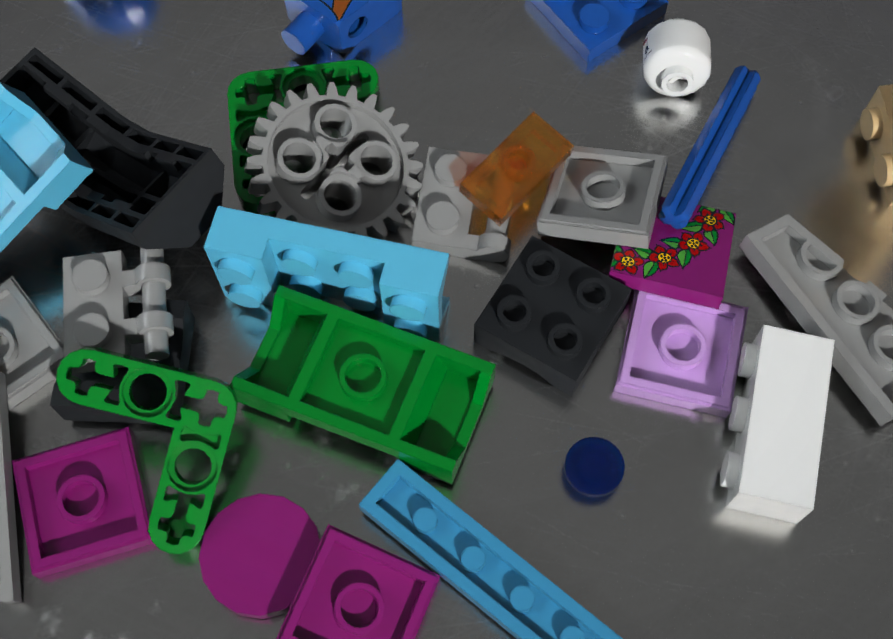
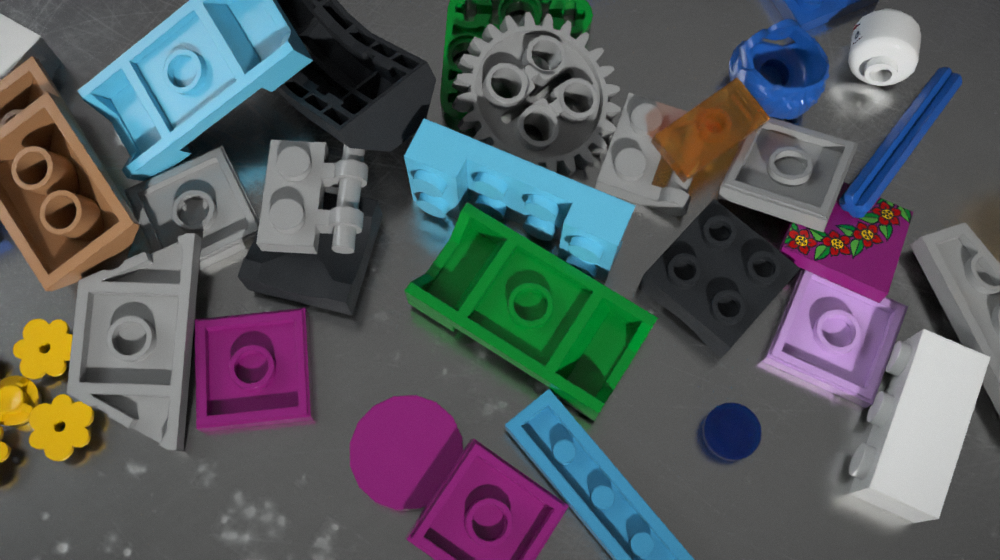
camera: 10 degrees right, 5 degrees up
(187, 433) = (360, 325): green beam -> none
(577, 104) = (780, 77): none -> blue hair

